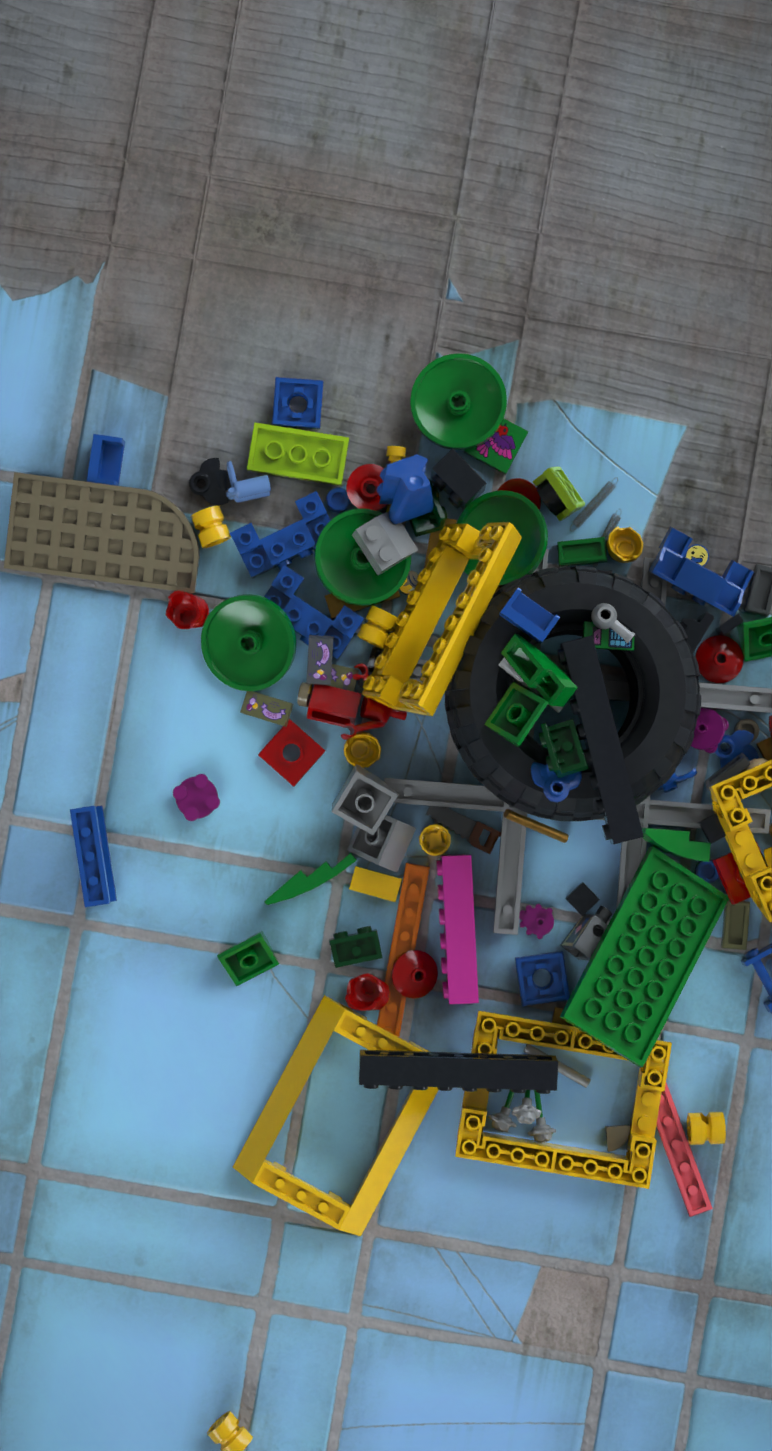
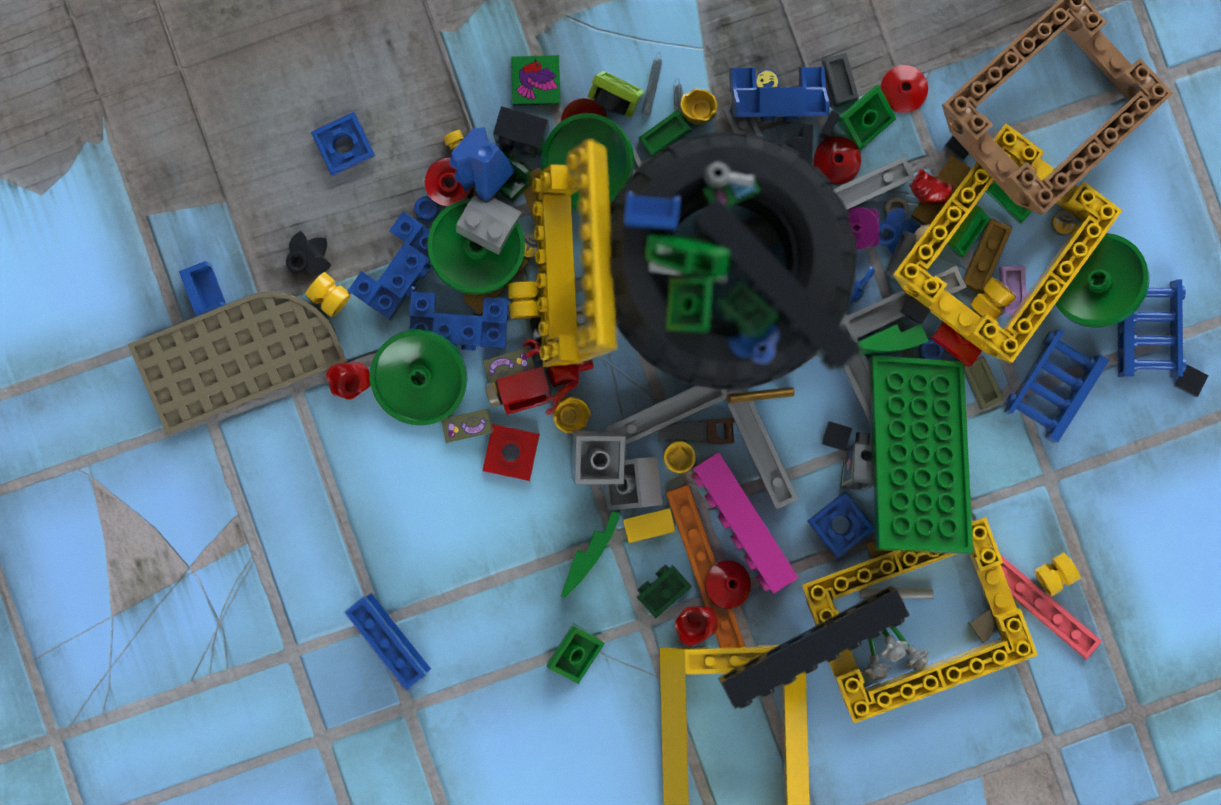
camera: 30 degrees left, 0 degrees up
(196, 797) = (449, 538): magenta piece -> none
(247, 489) = (340, 244): medium blue piece -> none
(298, 454) = (368, 188): lime plate -> none
(319, 660) = (489, 357): dark grey tile -> none
(458, 401) = (483, 63): green dish -> none
(537, 920) = (808, 477): magenta piece -> none

